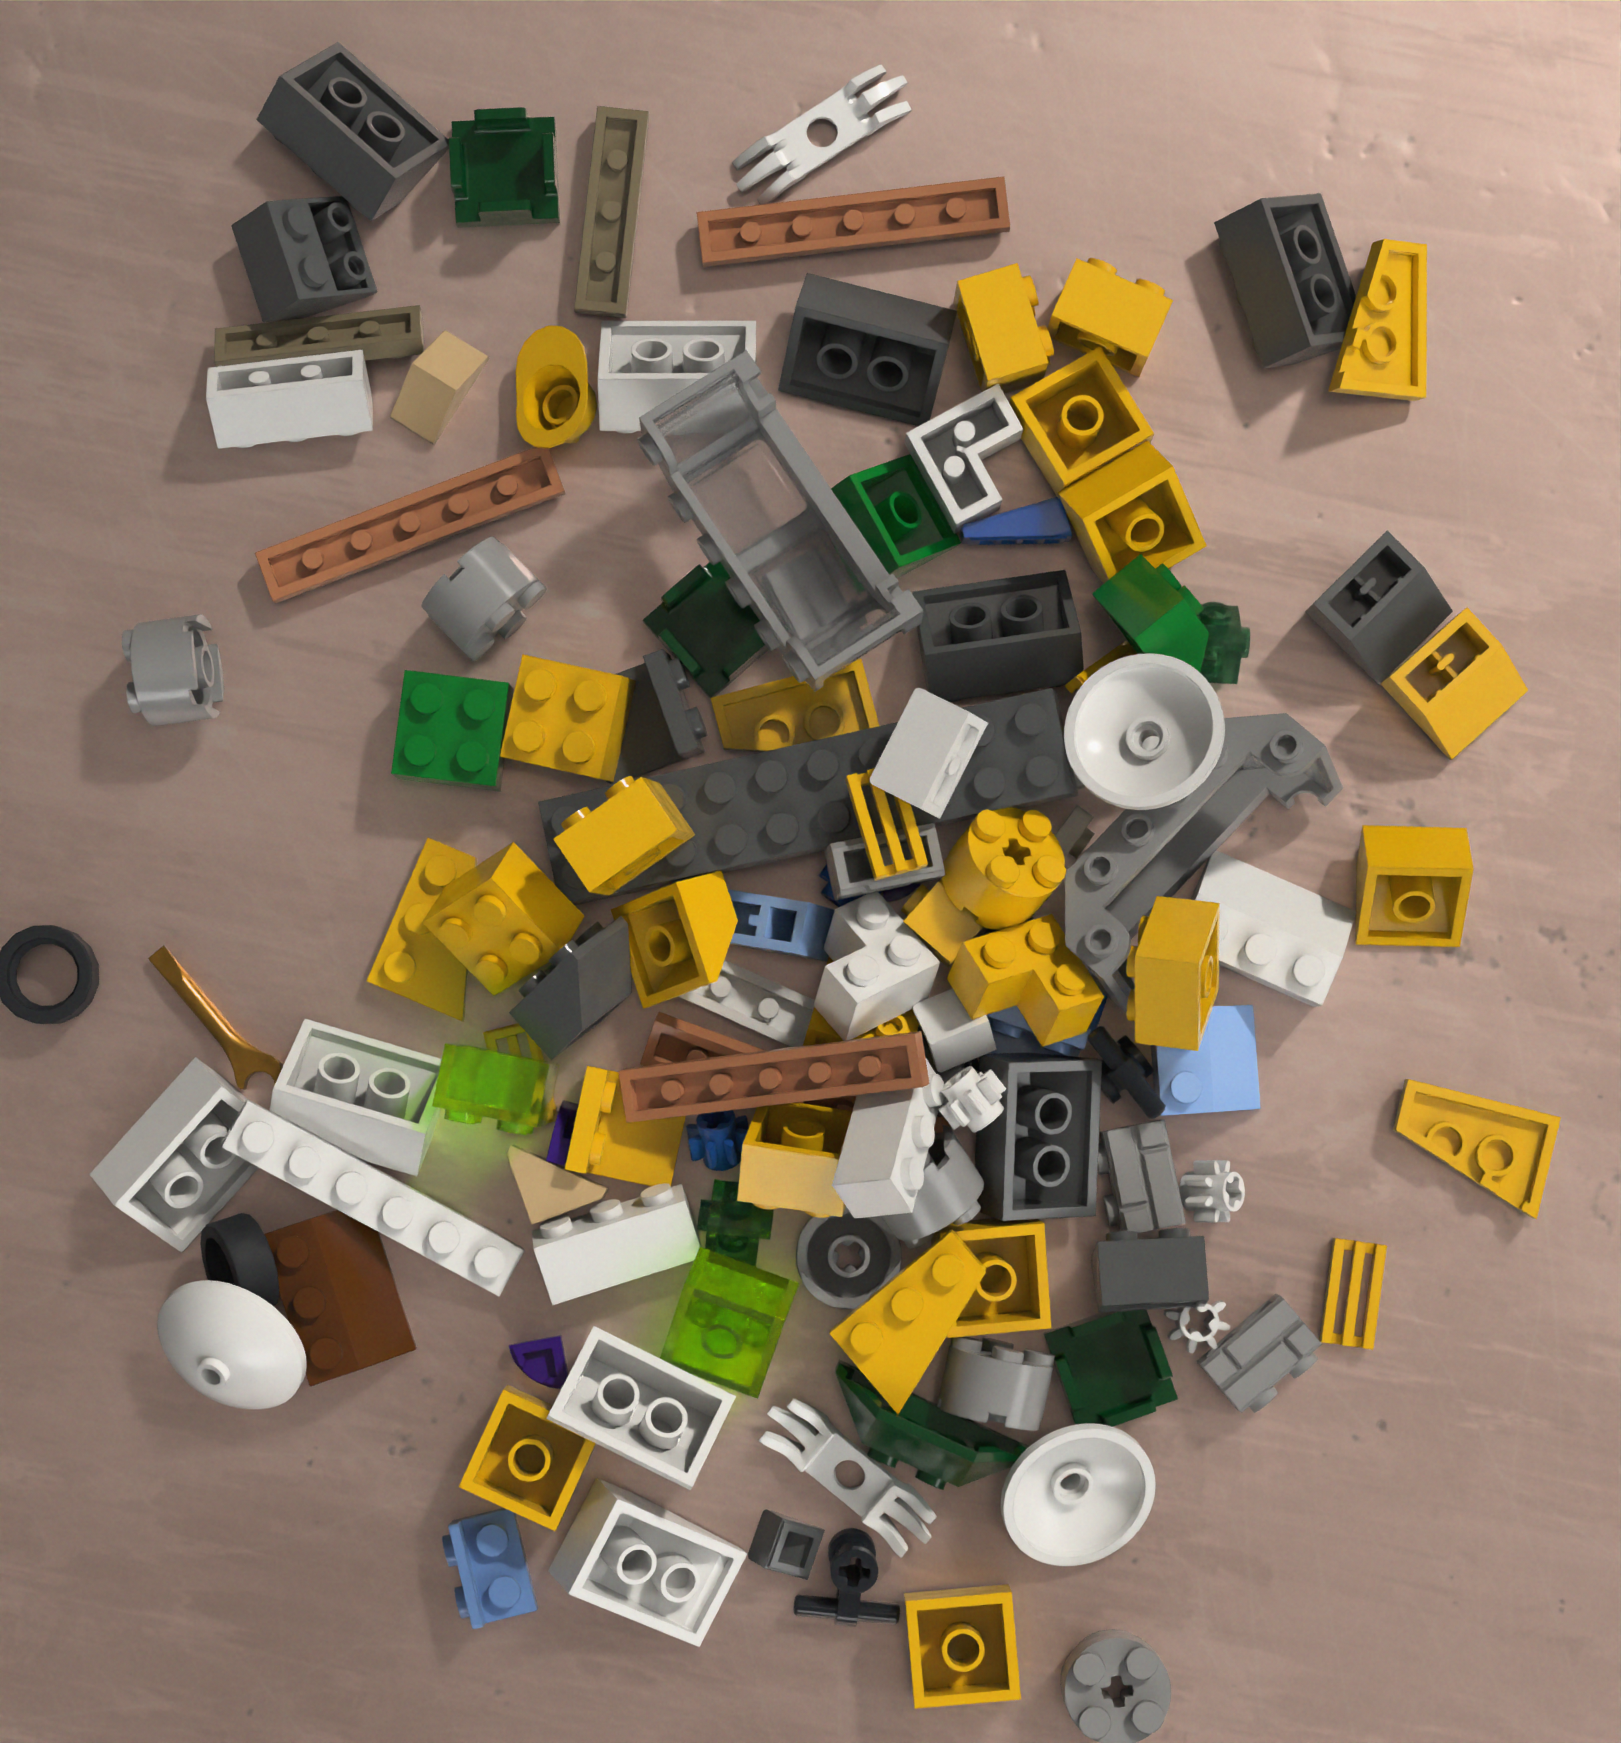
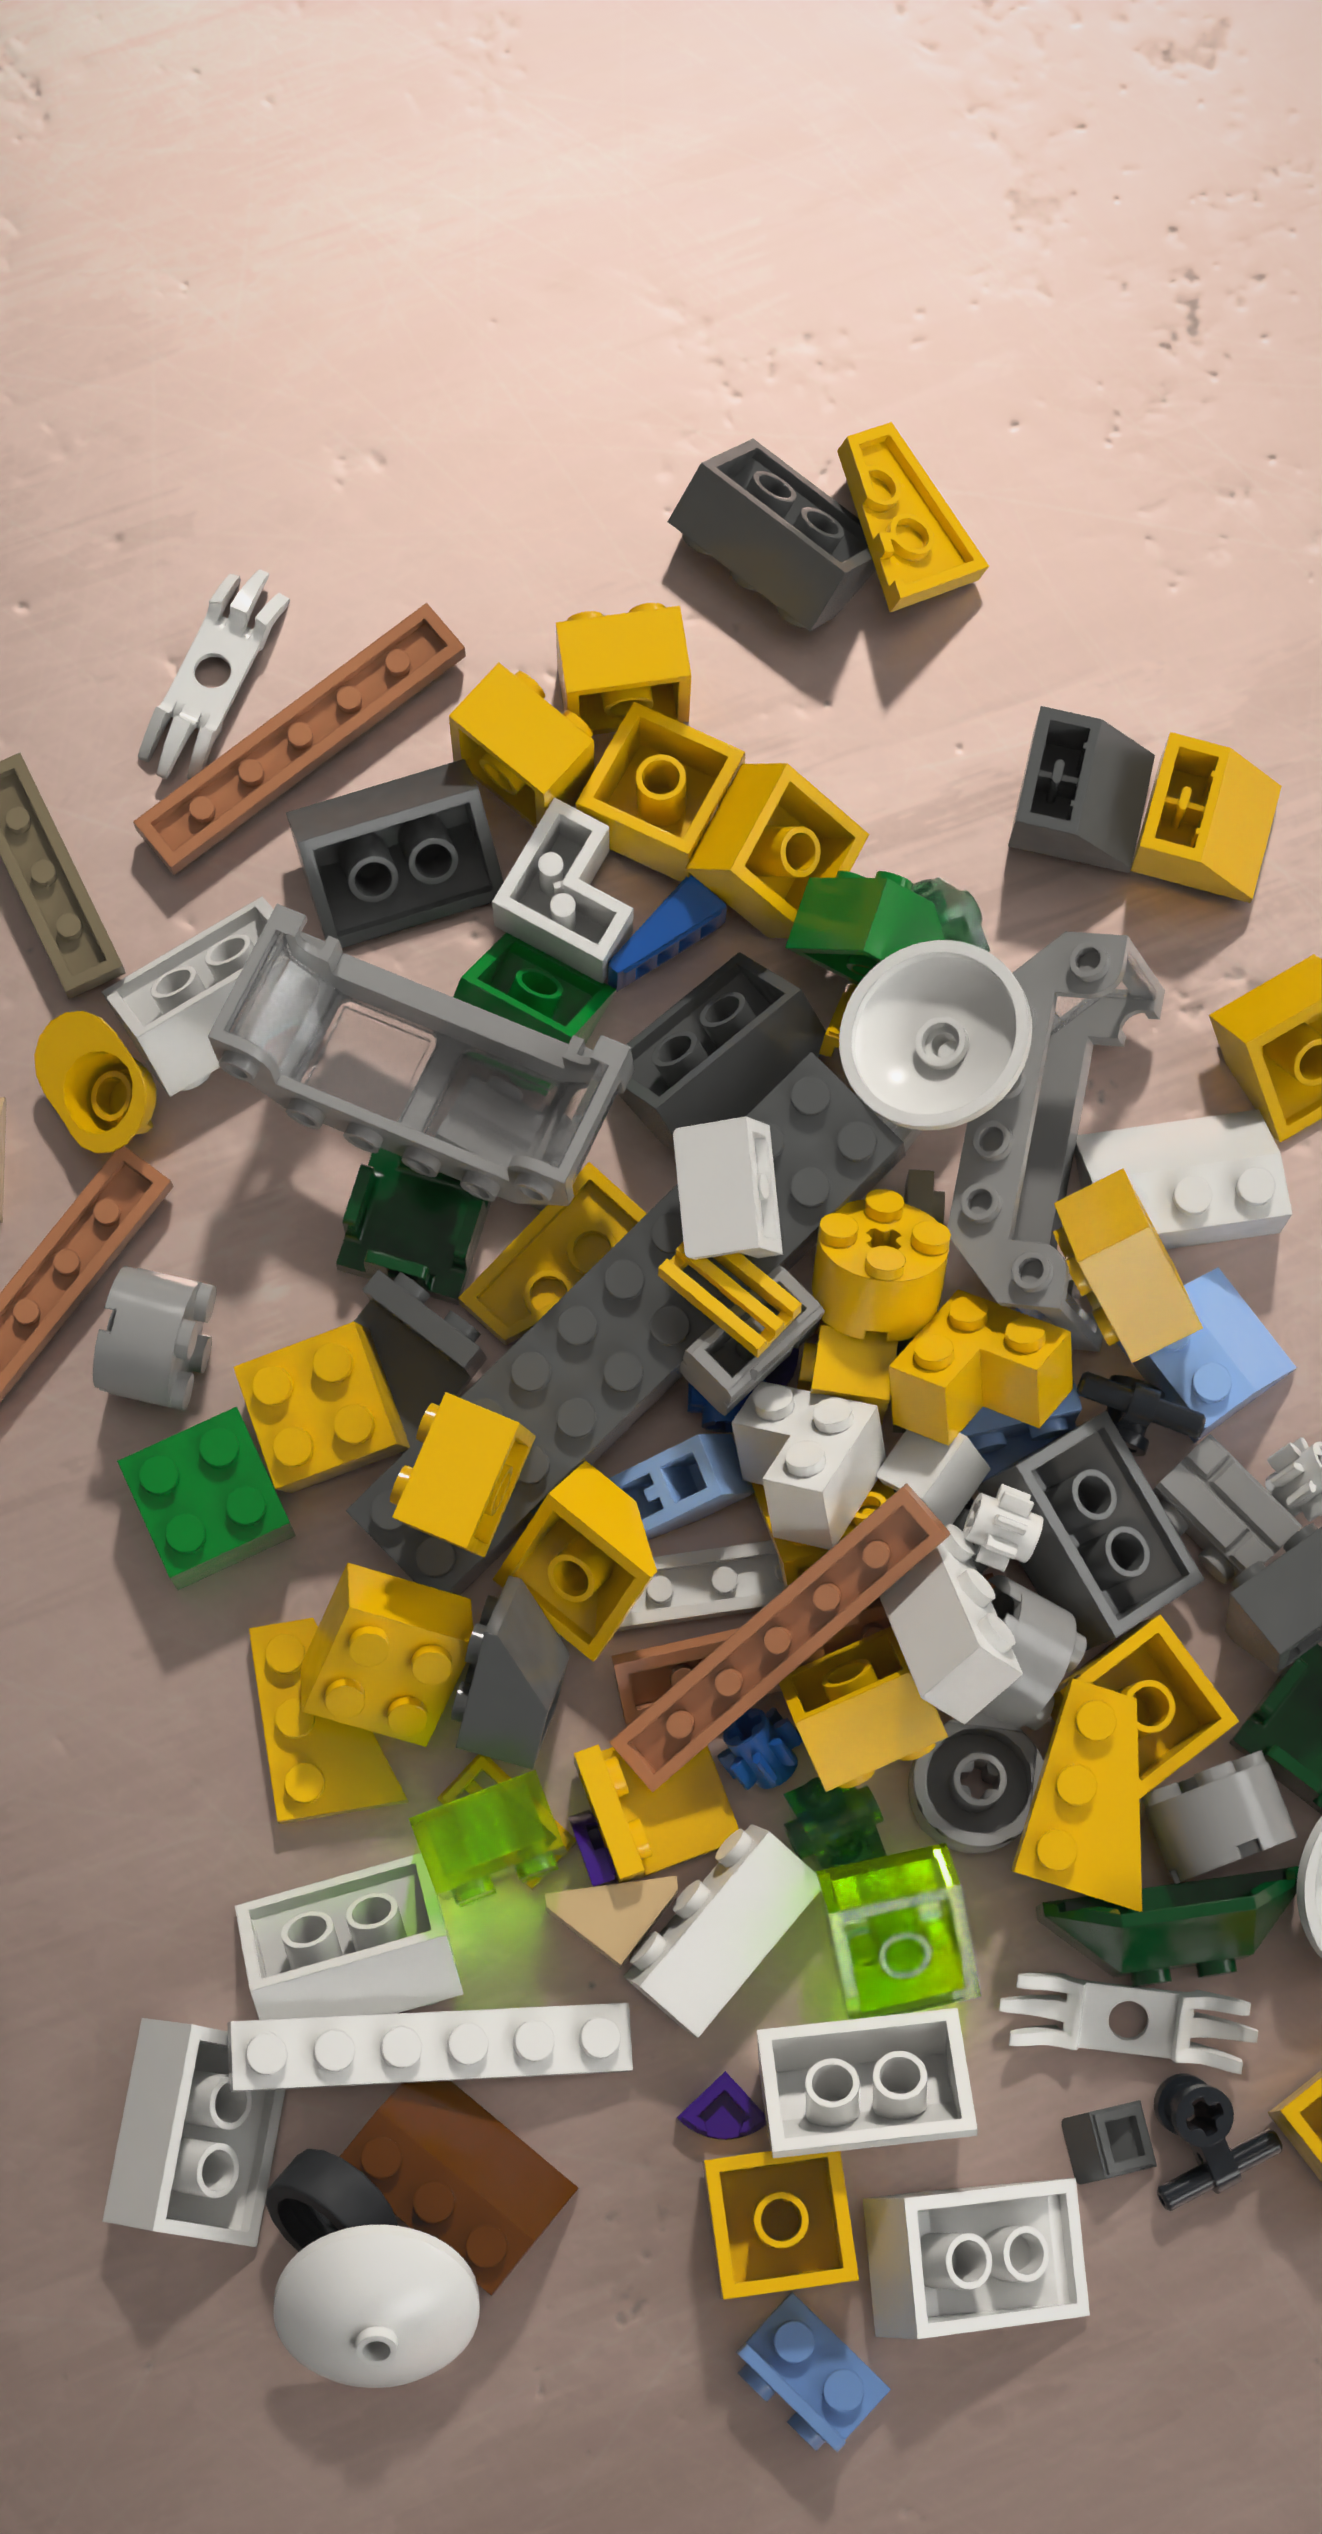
camera: 35 degrees left, 10 degrees down
(243, 1056) = (192, 1987): pearl gold piece -> none

